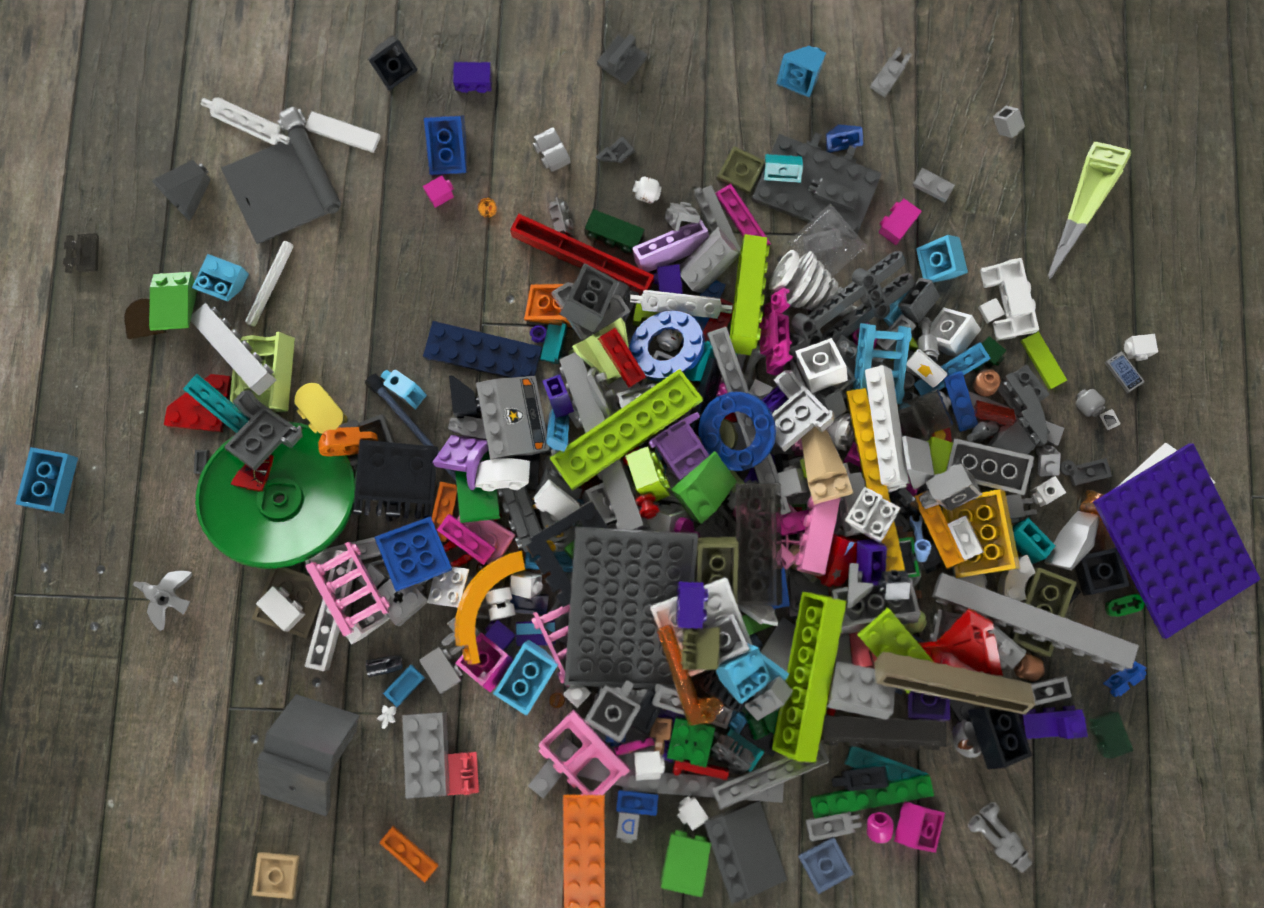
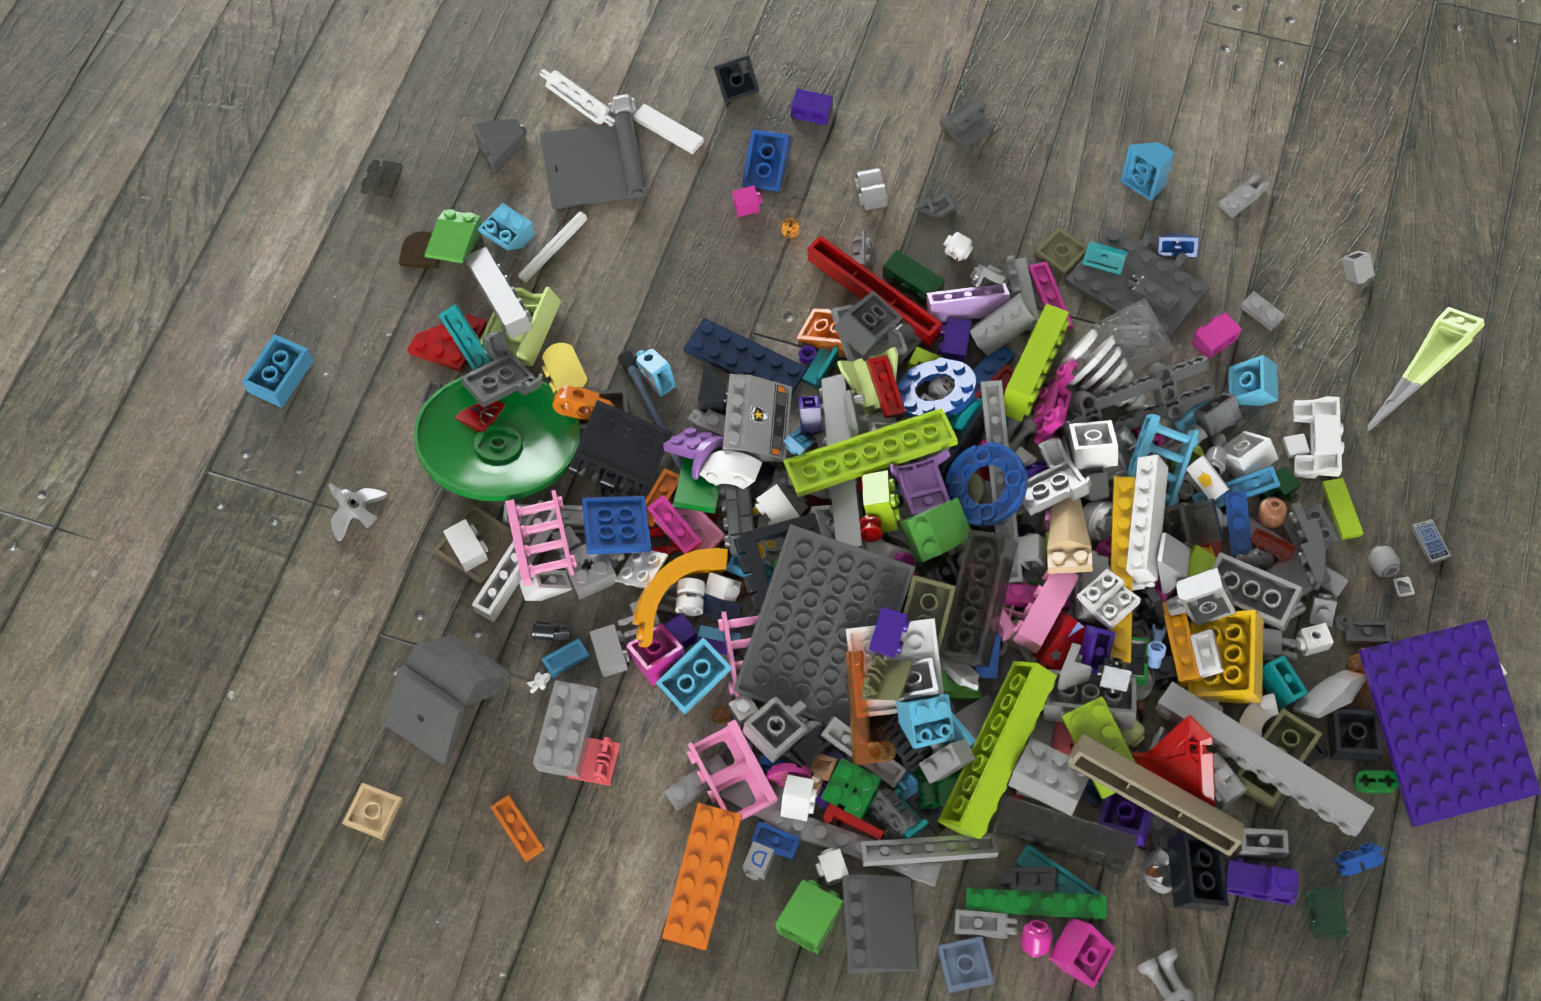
camera: 20 degrees right, 15 degrees down
(690, 304) = (978, 362): white plate -> none
(1030, 668) = (1249, 814): nougat head -> none
(1141, 347) = (1454, 519): white brick -> none

